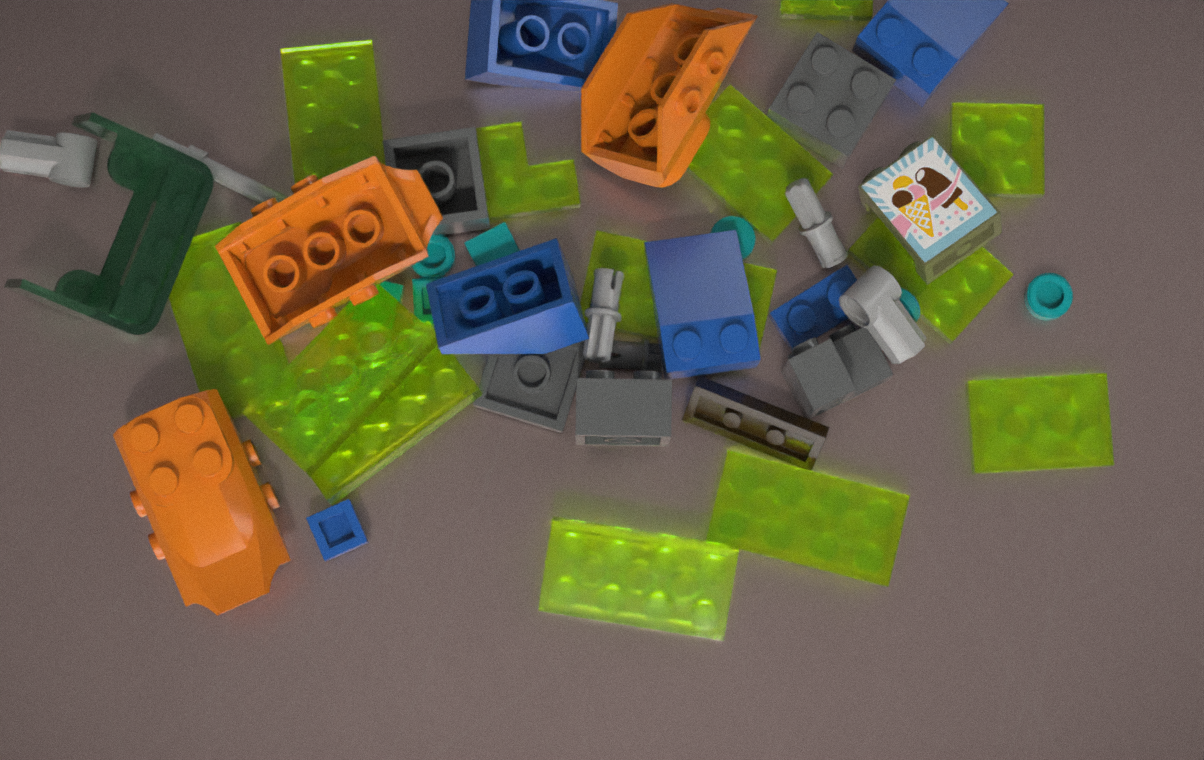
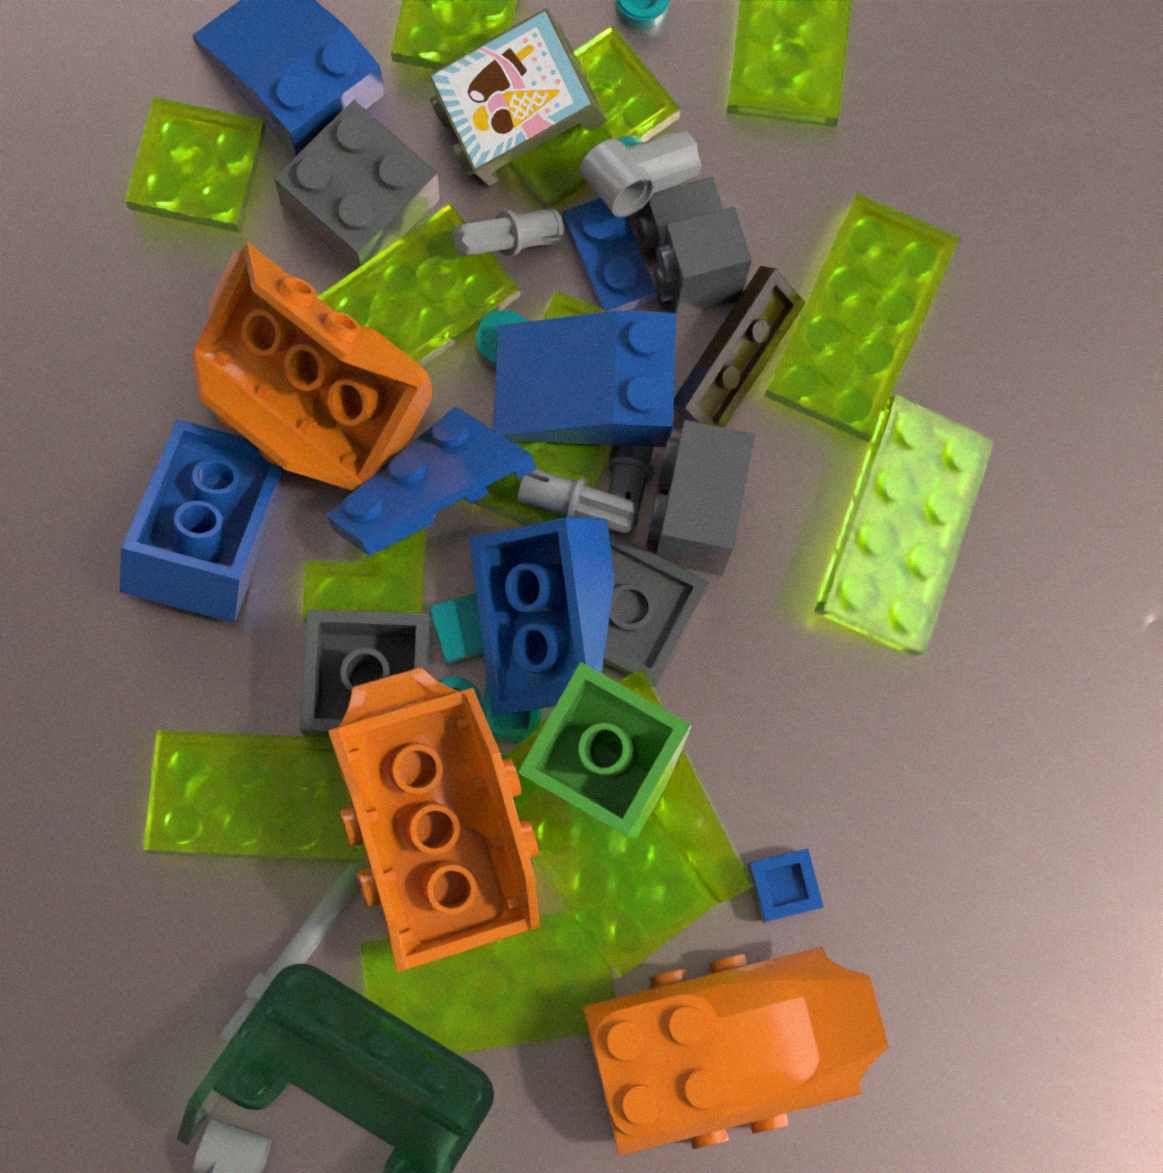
camera: 85 degrees left, 5 degrees down
(392, 361) = (606, 751): none -> bright green slope
(604, 202) = (436, 470): none -> blue wing

